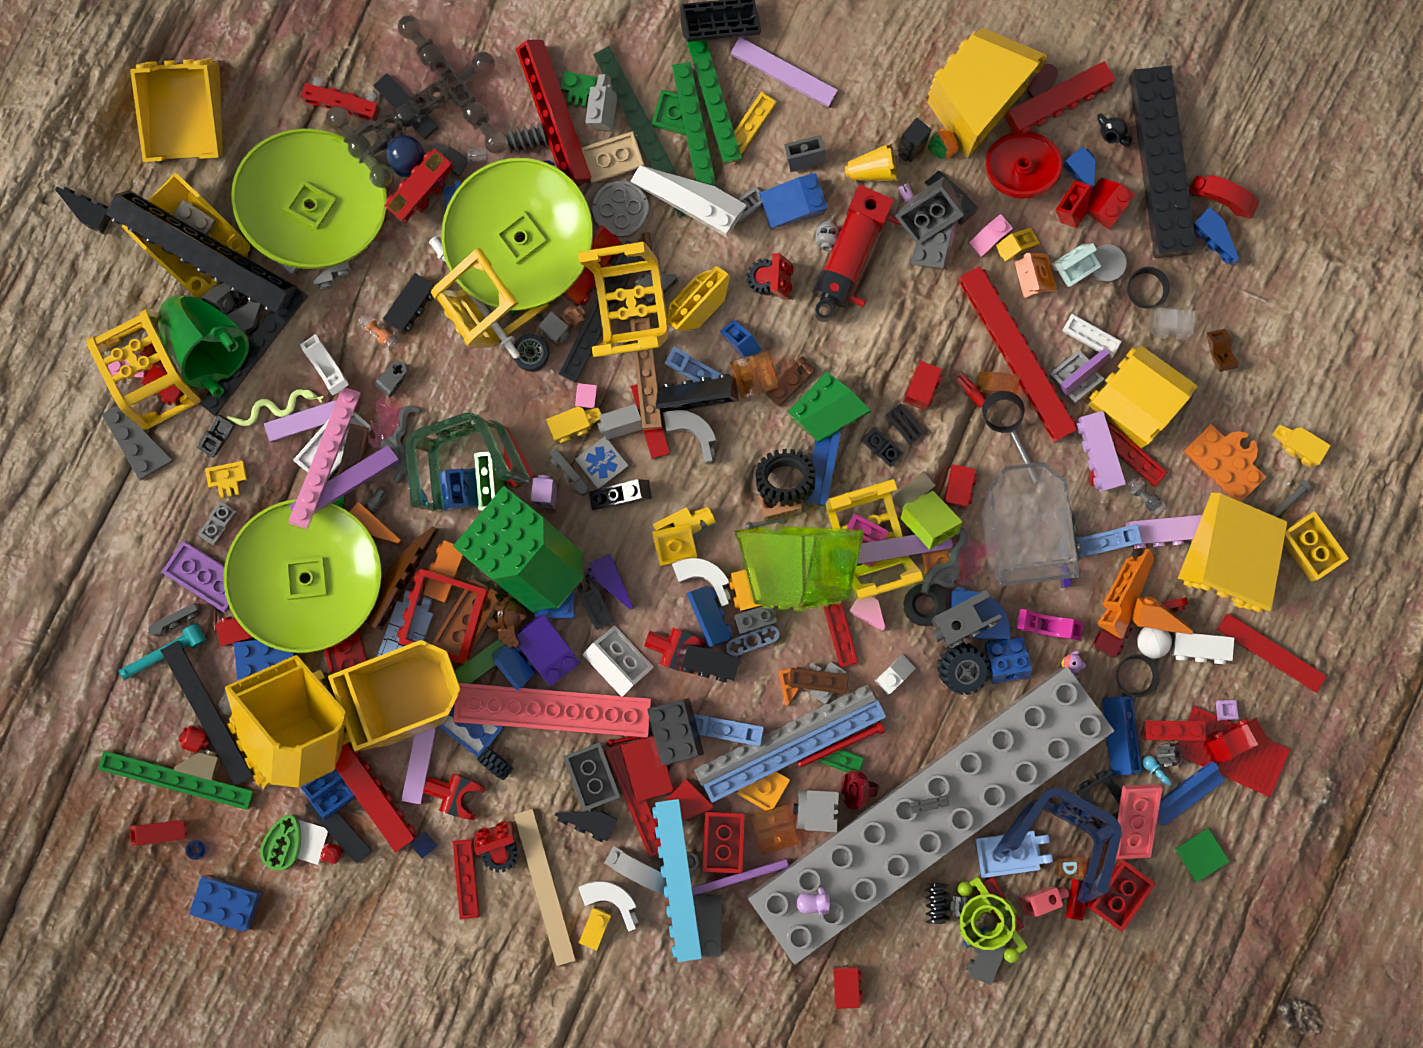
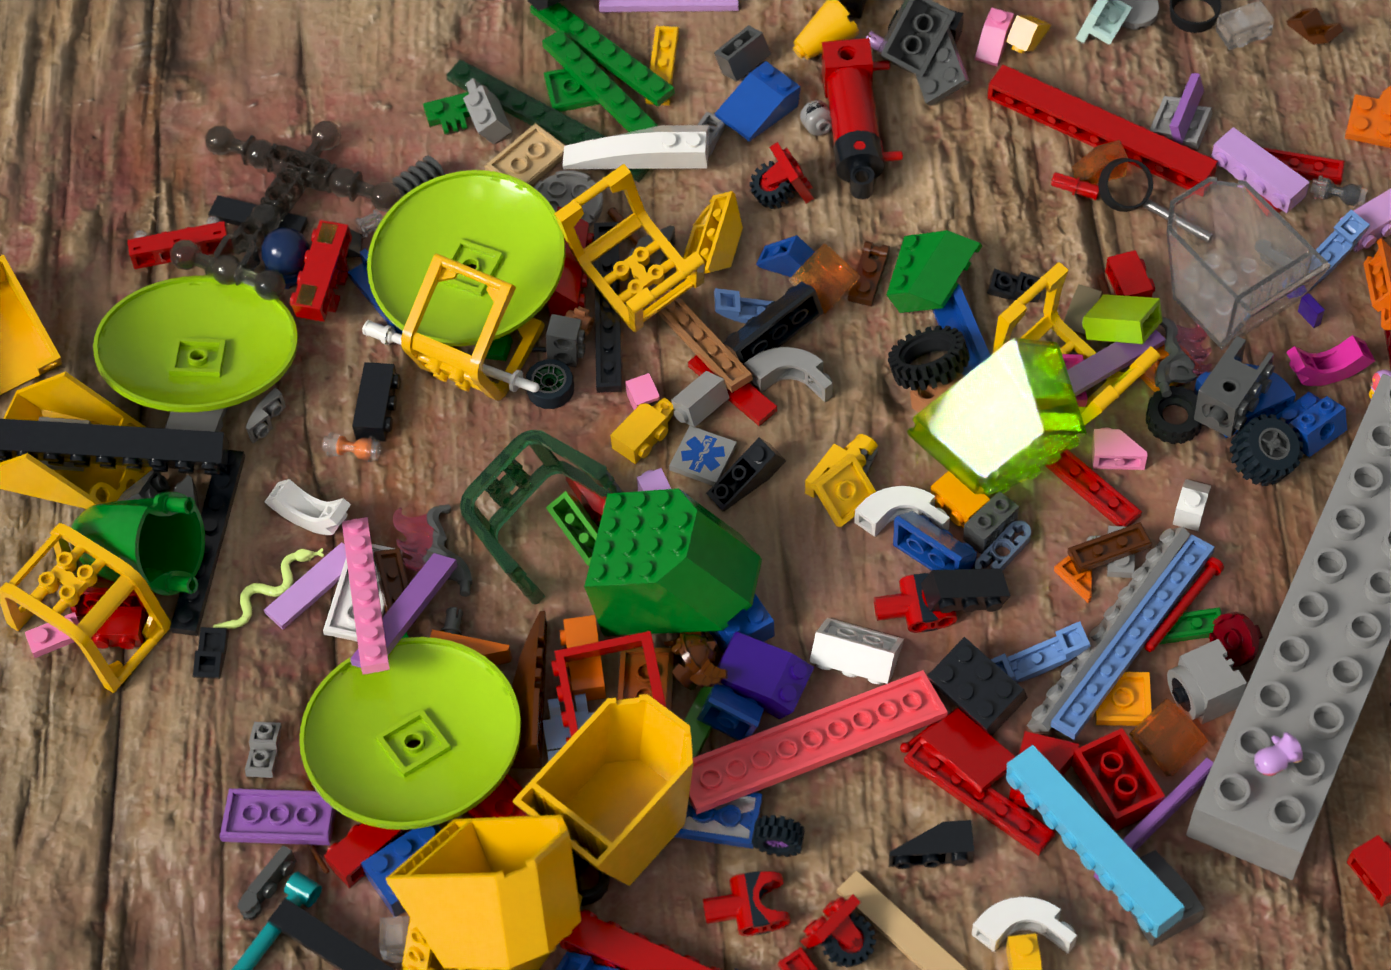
camera: 25 degrees left, 25 degrees down
(138, 447) = (111, 712): dark grey wing -> none
(226, 477) = (248, 690): yellow hinge -> none
(391, 380) = (398, 485): dark grey piece -> none
(418, 766) = (681, 897): lavender tile -> none
(459, 489) = (549, 559): blue brick -> none
(553, 110) = (420, 130): red brick -> none
(570, 474) = (688, 484): dark grey hinge -> none
(592, 776) = (908, 788): dark grey brick -> none
(595, 605) = (789, 604): black hinge -> none
(607, 576) = (792, 568): dark purple slope -> none
(636, 870) = (1035, 862): light grey arch -> none
(905, 424) = (1026, 249): black tile -> none
(922, 385) = (1020, 200): red brick -> none
(929, 804) = (1334, 581): dark grey axle -> none
(1035, 274) = (1065, 50): orange bracket -> none
(1091, 335) = (1164, 77): white plate -> none
(1142, 396) = (1265, 98): yellow windscreen -> none

